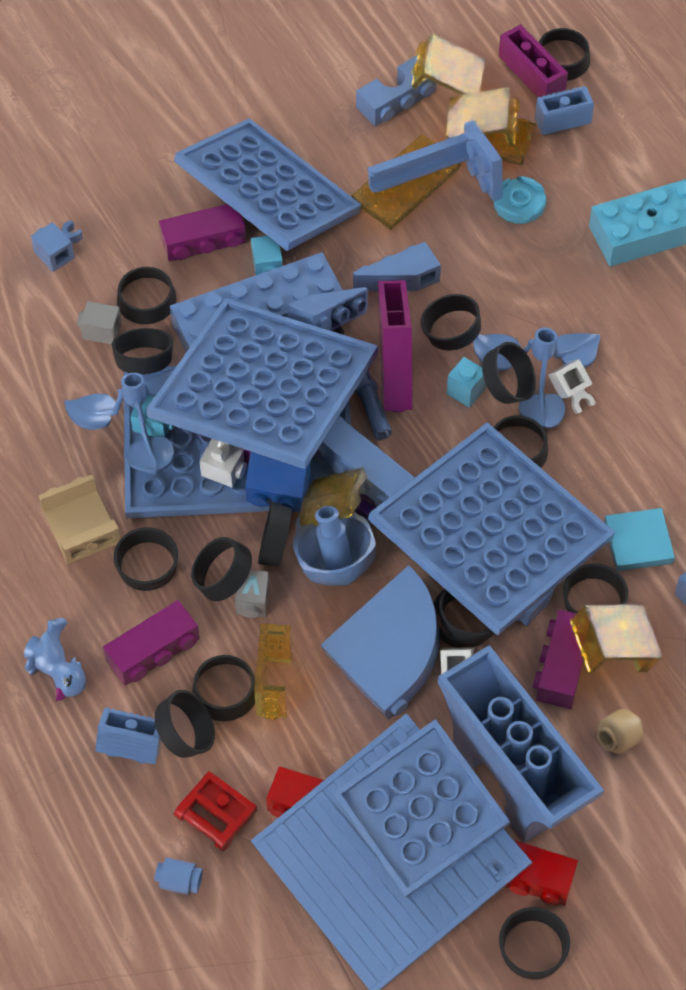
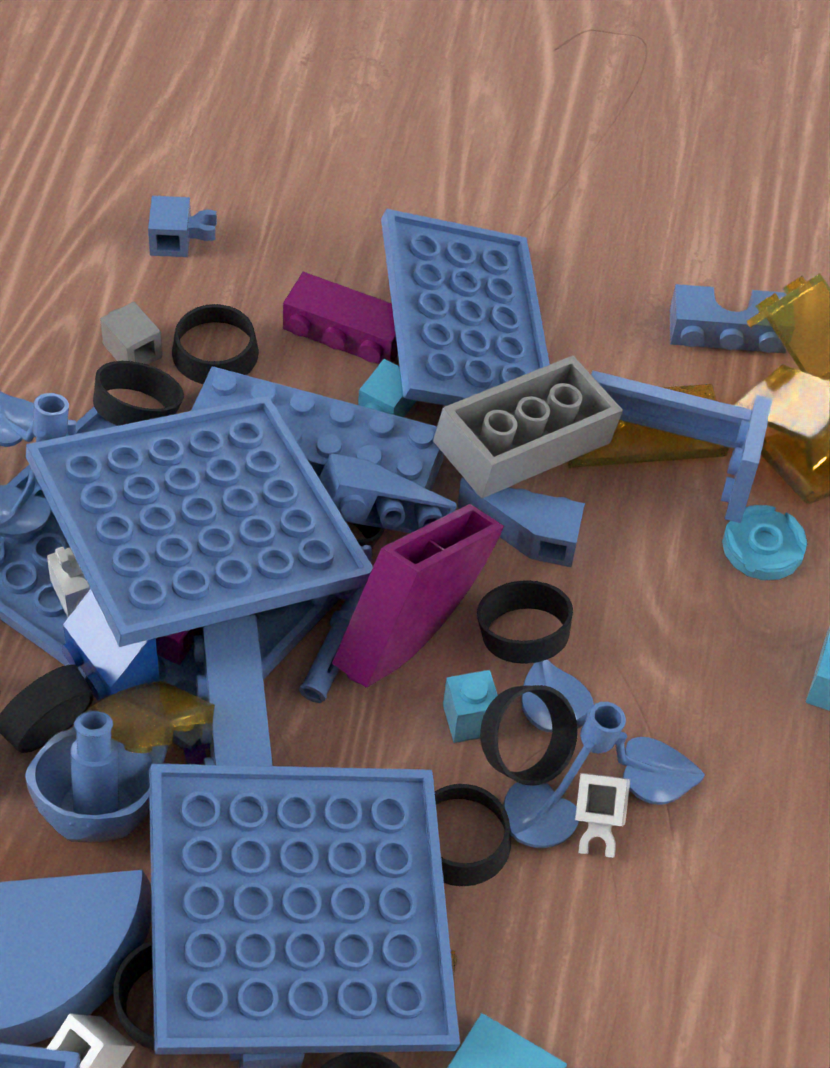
camera: 35 degrees right, 5 degrees down
(365, 220) = (527, 426): none -> light grey brick

